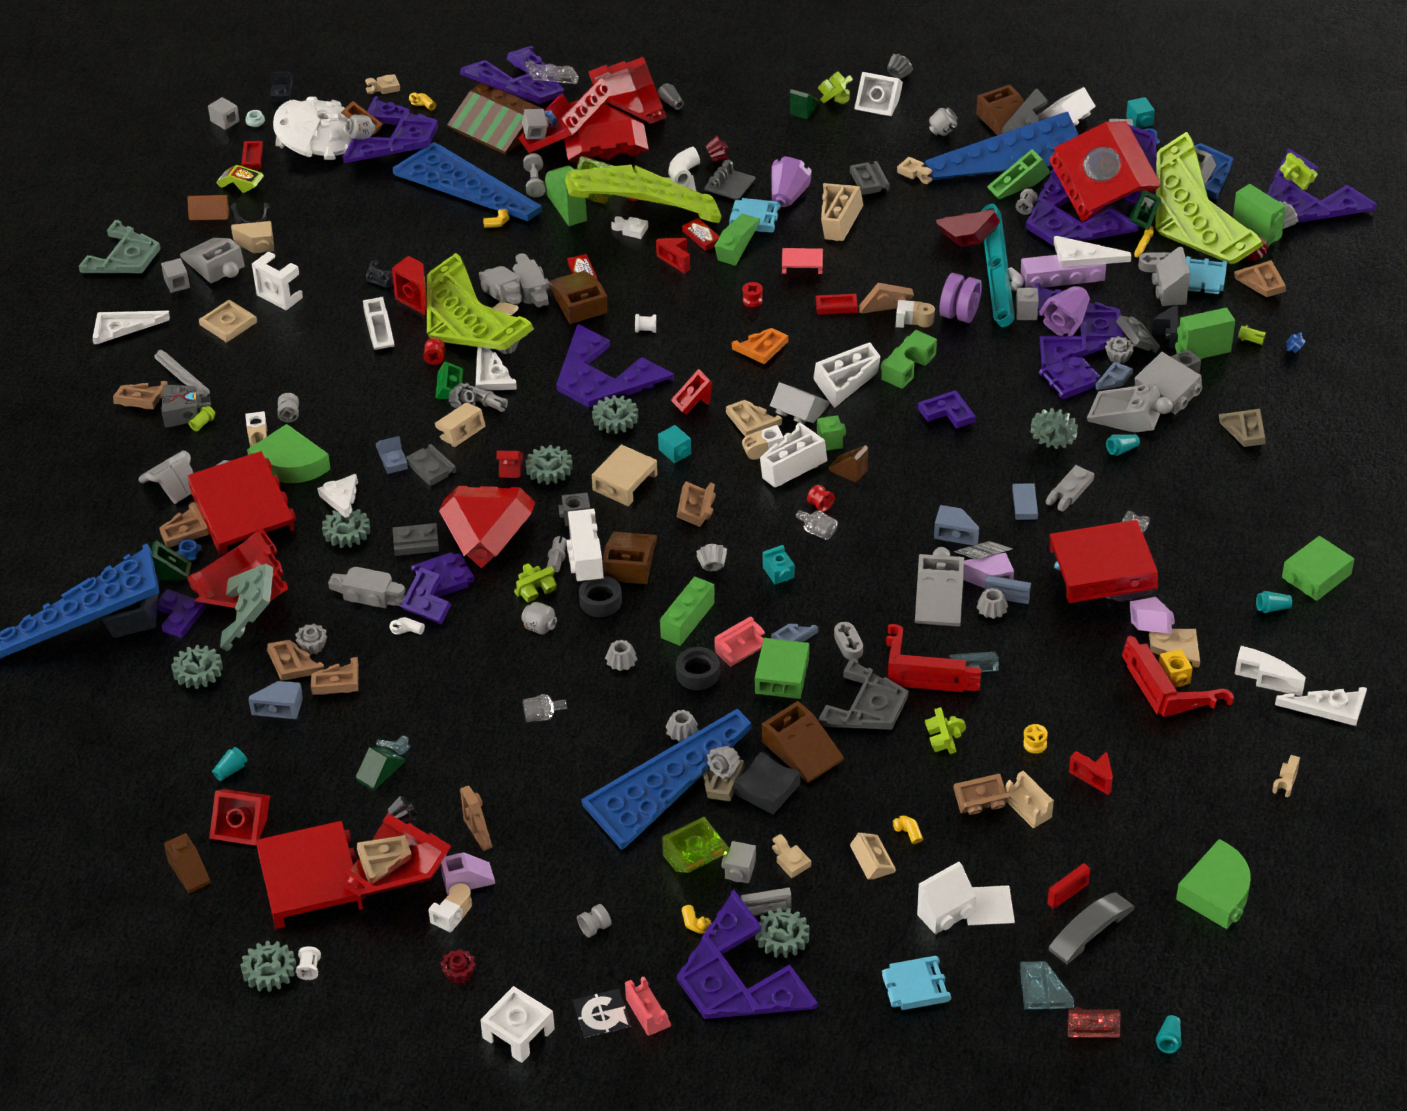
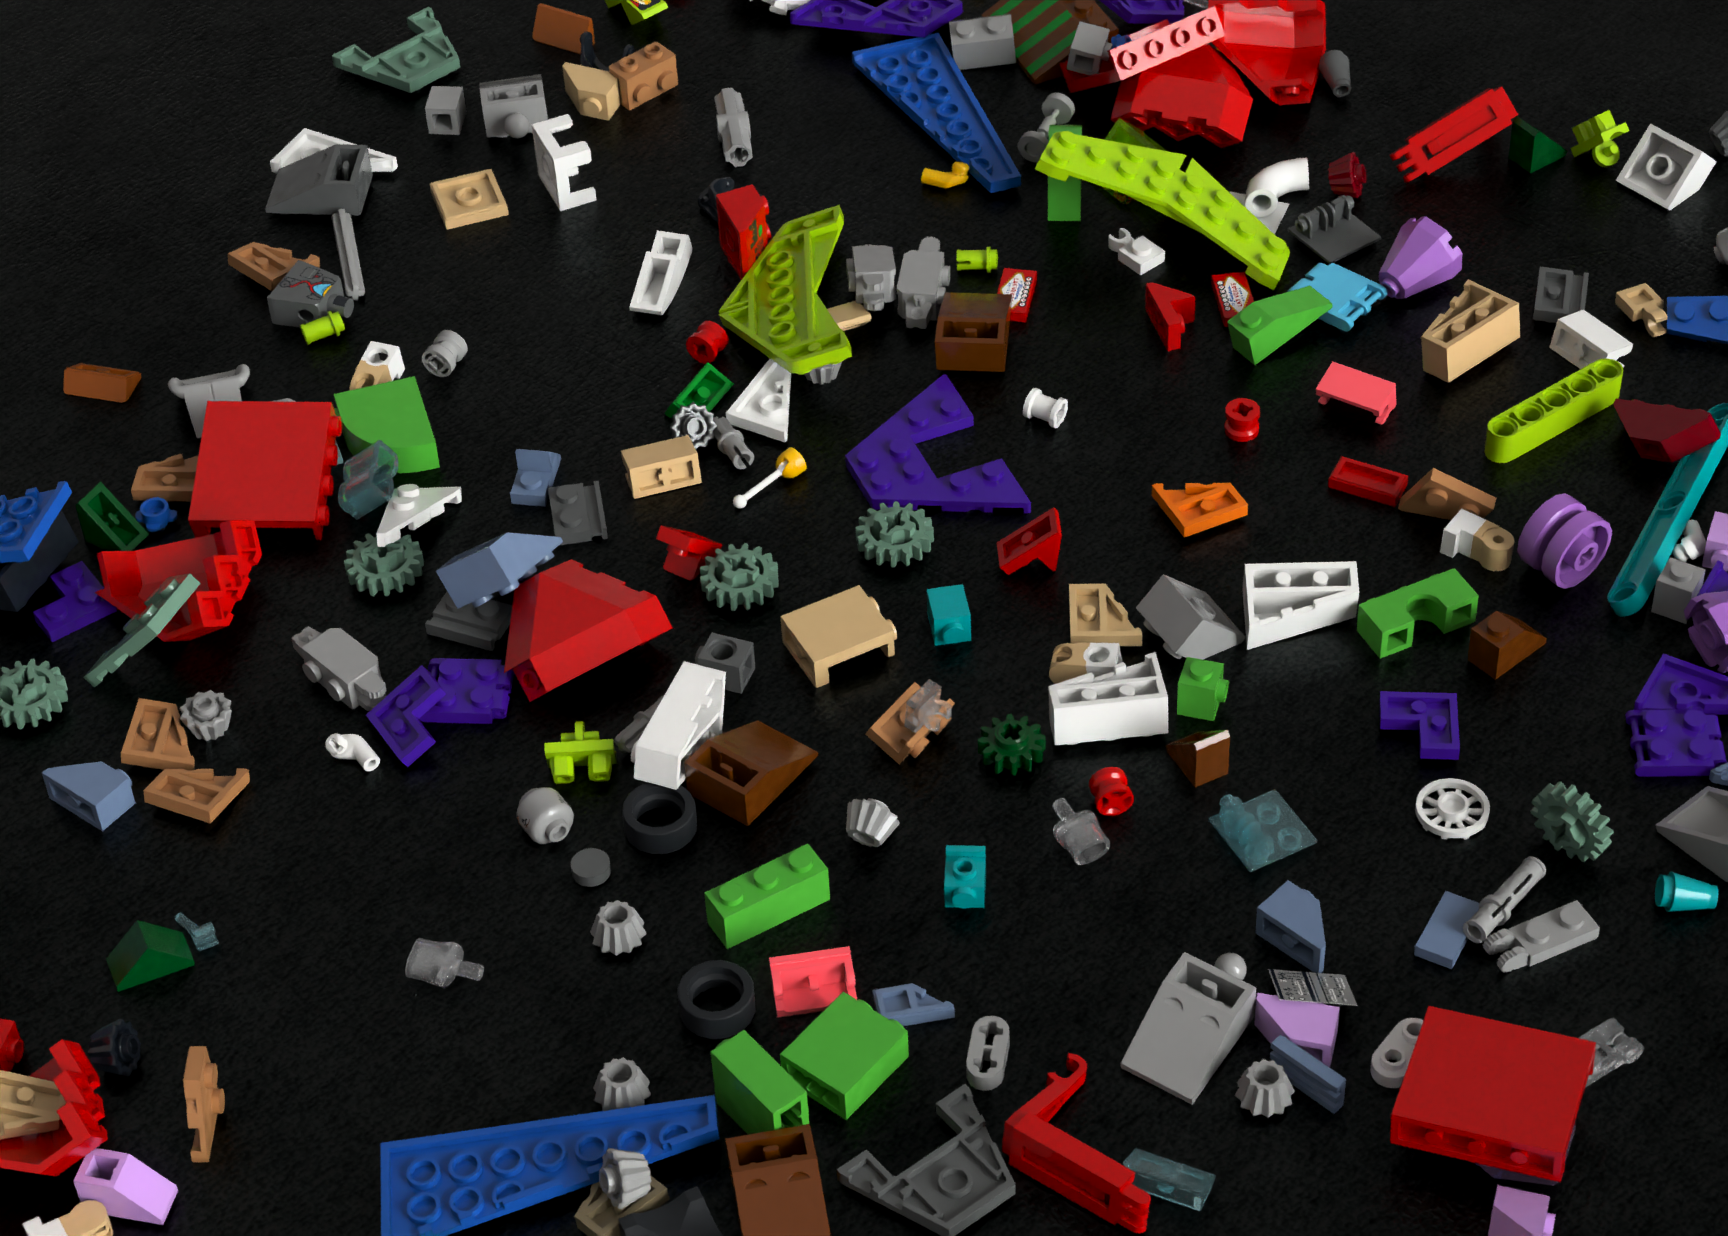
camera: 30 degrees right, 0 degrees up
(90, 493) = (100, 382): none -> dark orange slope
(135, 339) = (323, 182): none -> dark grey slope
(282, 217) = (645, 74): none -> medium nougat bracket
(302, 488) = (368, 479): none -> clear light blue brick
(355, 231) = (733, 127): none -> light grey piece
(422, 505) = (495, 566): none -> sand blue slope
(463, 137) = (982, 41): none -> light grey slope
(527, 402) = (788, 464): none -> hinge
(549, 258) = (977, 259): none -> lime pin
(581, 634) = (590, 867): none -> dark grey tile
(706, 491) = (923, 707): none -> clear tile
(754, 494) = (1011, 744): none -> dark green gear
(758, 696) = (755, 1087): none -> bright green brick
(763, 108) = (1457, 131): none -> red hinge
(901, 197) = (1586, 339): none -> white hinge
(904, 489) = (1261, 829): none -> clear light blue hinge
(906, 237) = (1553, 410): none -> lime beam
(959, 360) = (1502, 643): none -> reddish brown slope
(988, 446) = (1452, 808): none -> white wheel
(1042, 564) = (1396, 1047): none -> white plate
(1043, 482) = (1496, 908): none -> light grey pin

